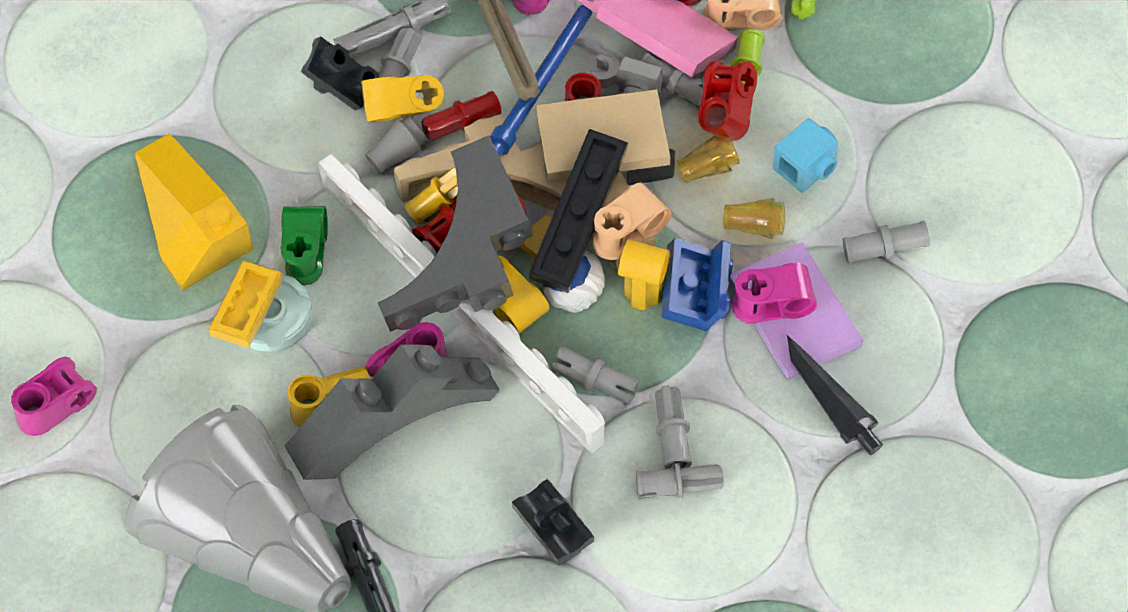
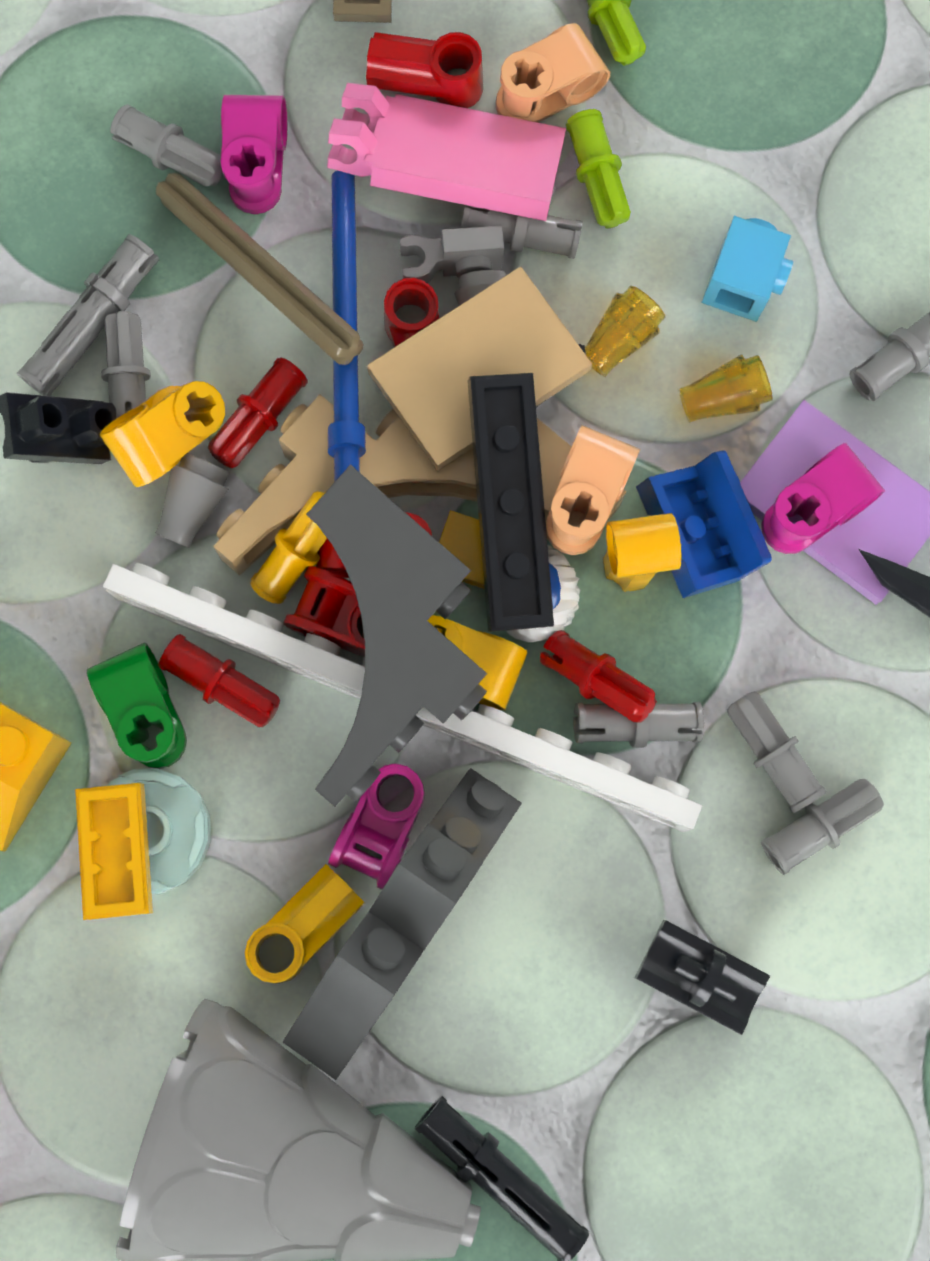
camera: 35 degrees left, 20 degrees up
(357, 248) = (219, 681): none -> red axle
(582, 334) = (598, 677): none -> red axle
(727, 98) = (608, 228): red piece -> none

